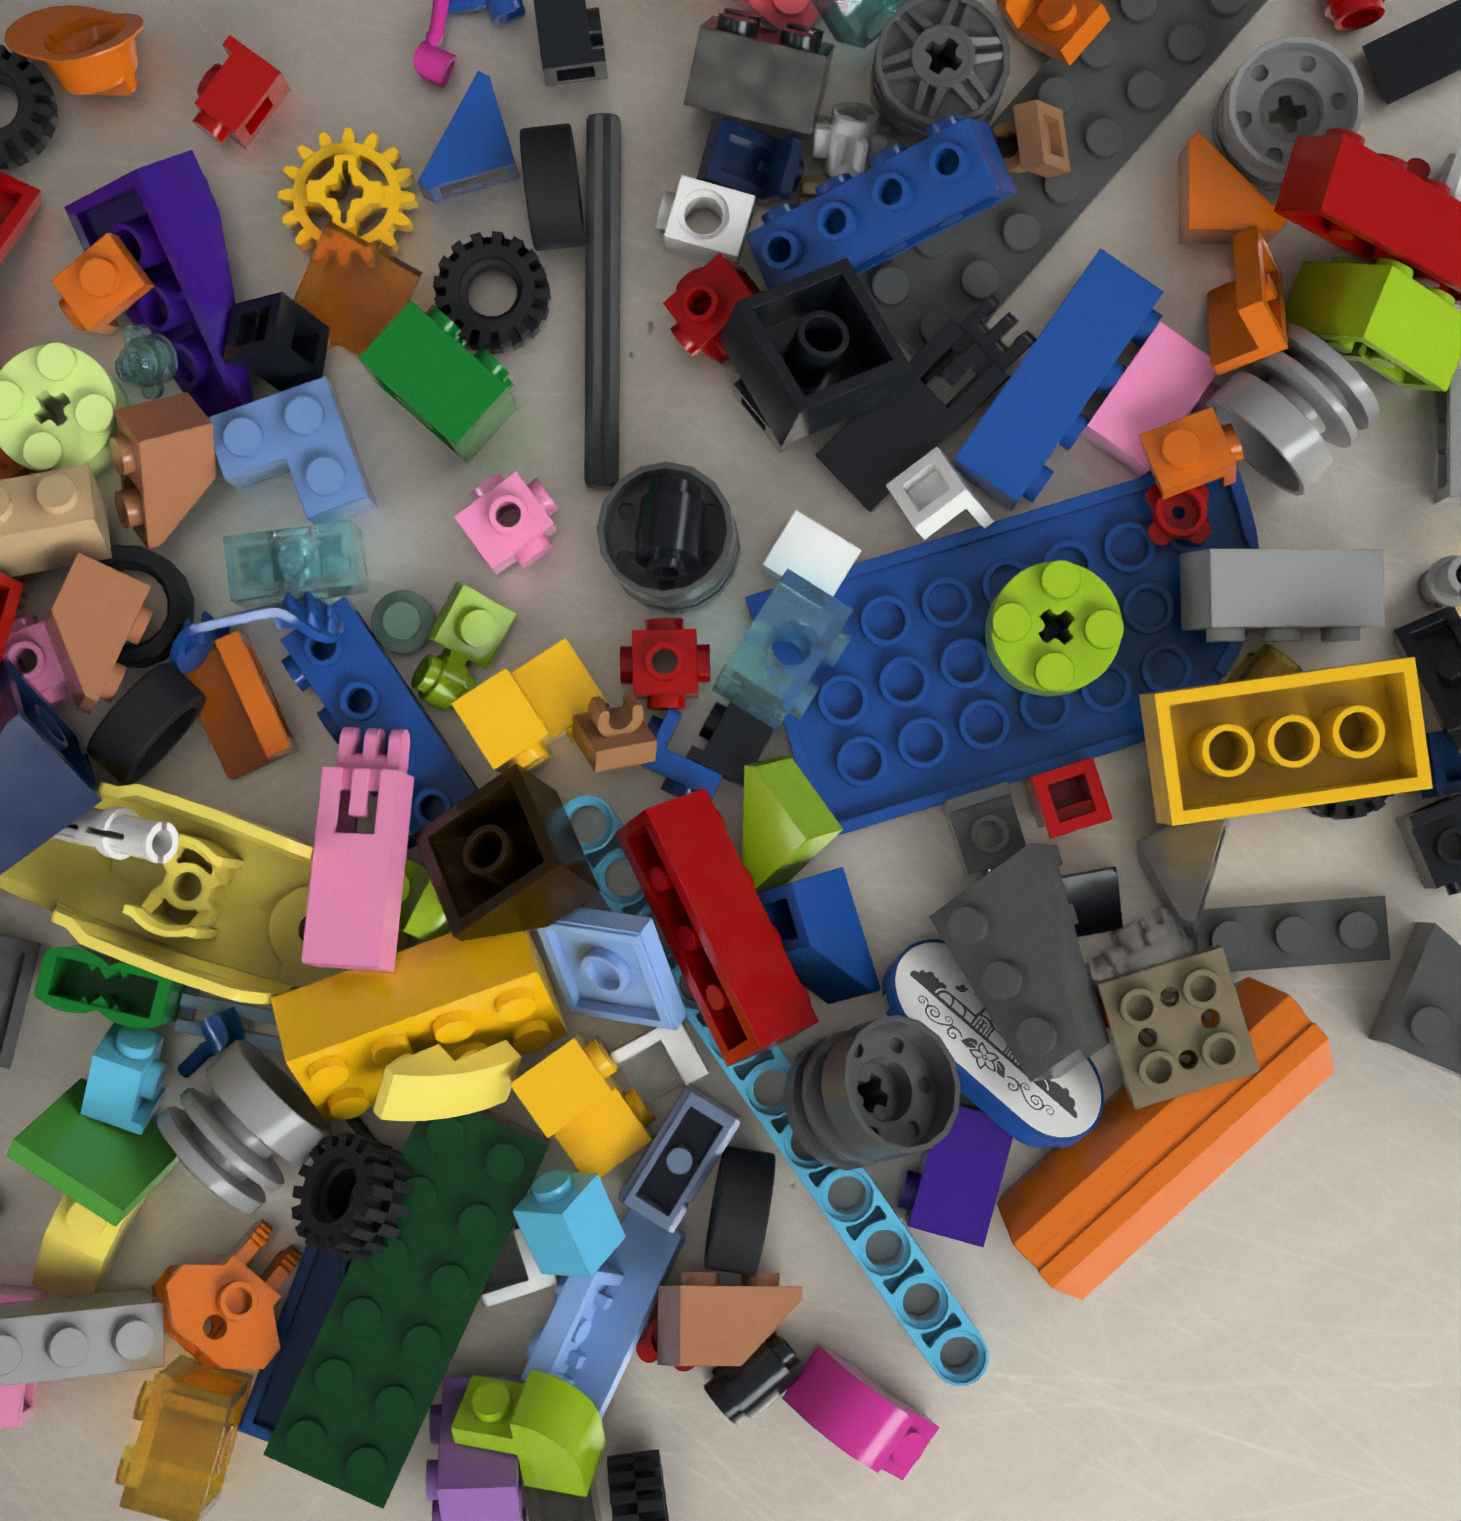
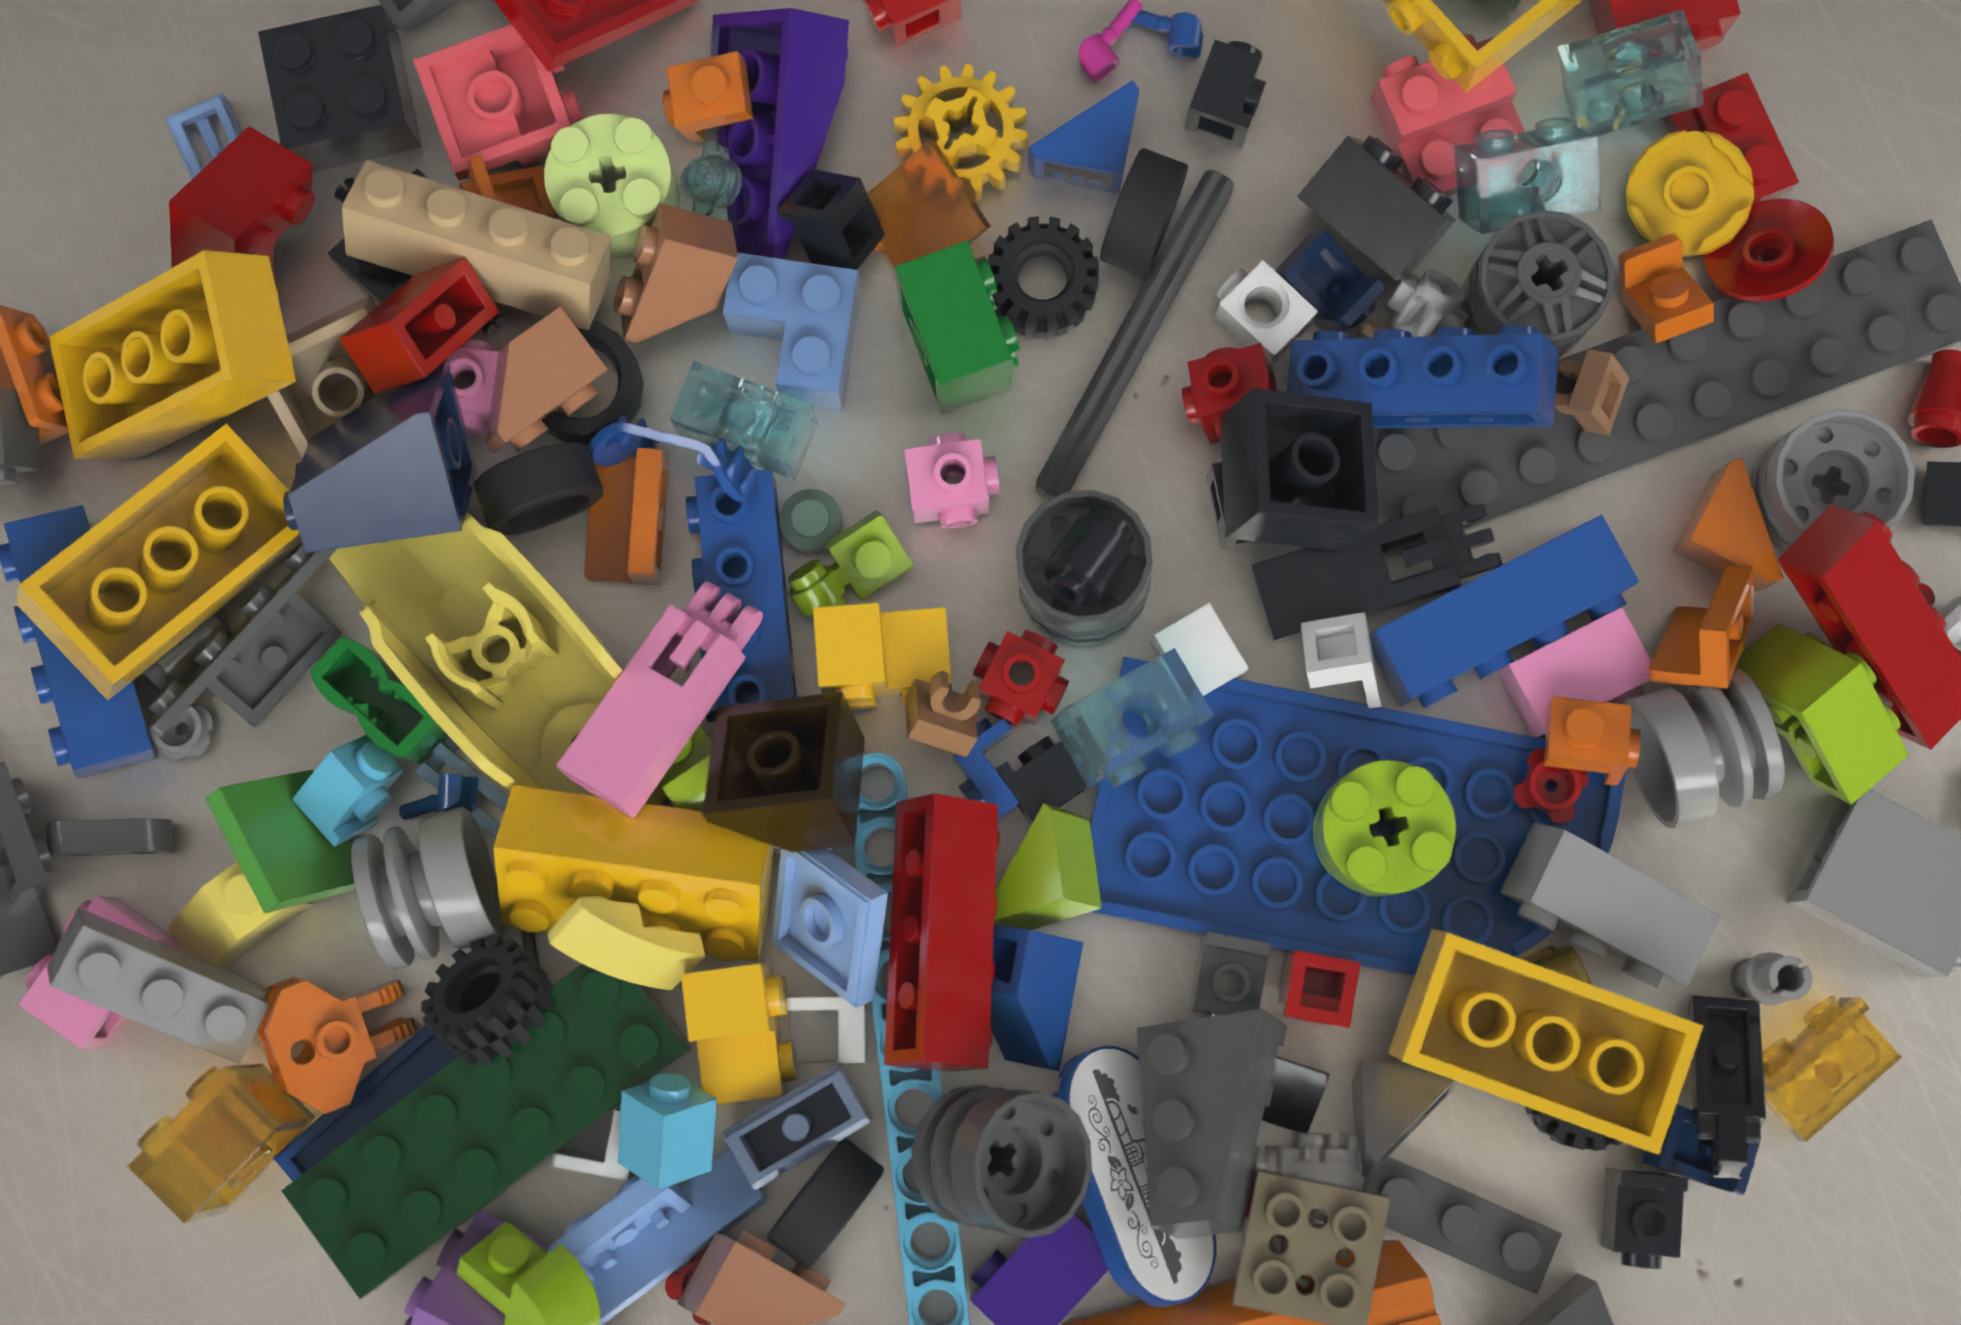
camera: 30 degrees right, 5 degrees down
(138, 835) = (476, 581): white pin -> none

